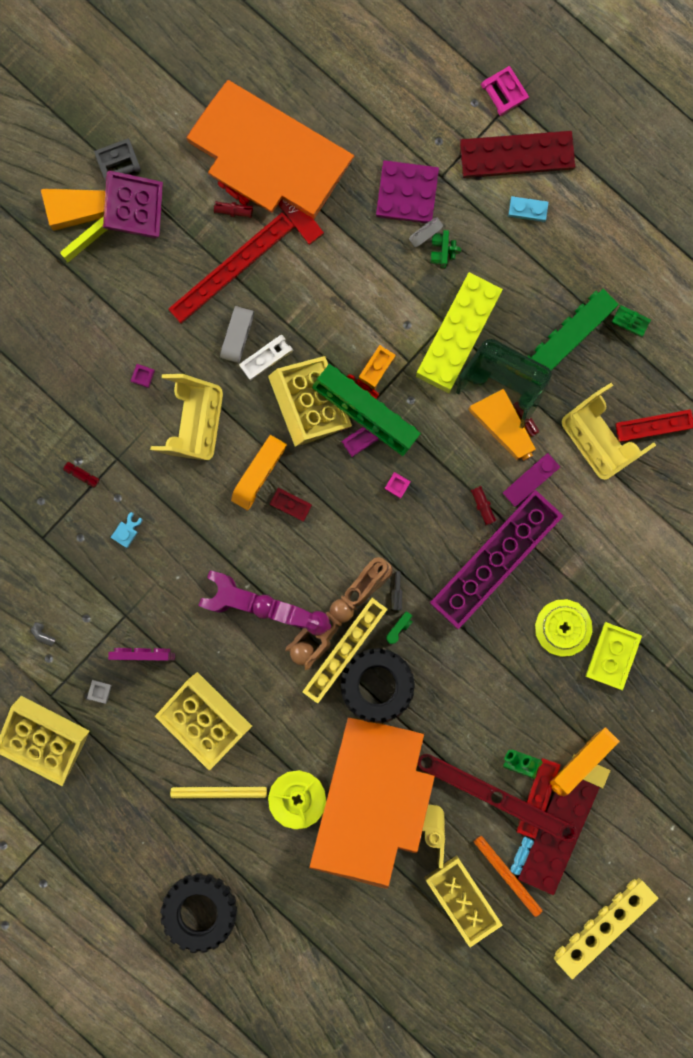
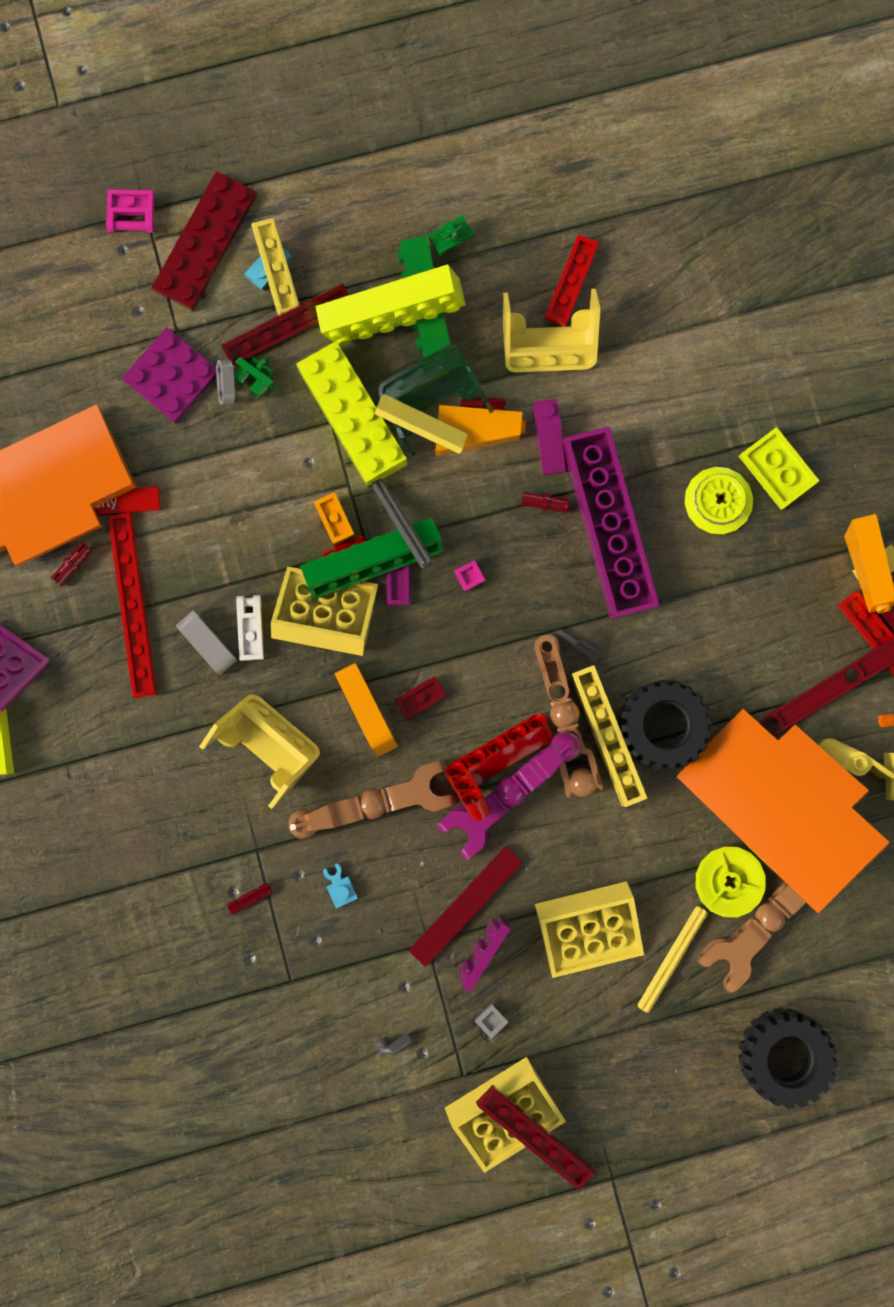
camera: 65 degrees left, 0 degrees up
(38, 769) = (535, 1137): none -> dark red tile
(142, 376) = (186, 768): magenta tile -> none
(166, 625) = (465, 906): none -> dark red tile
(197, 517) = (373, 804): none -> medium nougat piece
(242, 199) = (68, 548): red axle -> none
(266, 837) = (751, 937): none -> medium nougat piece
(279, 579) = (494, 757): none -> red beam
(403, 414) = (402, 523): none -> dark grey axle
(403, 623) = (616, 659): green plate -> none
(480, 384) = (421, 423): none -> light yellow tile
(494, 248) = (280, 327): none -> dark red tile
(522, 763) = (834, 627): green hips -> none
(529, 214) = (275, 265): none -> light yellow tile
(550, 311) = (391, 305): none -> neon yellow brick

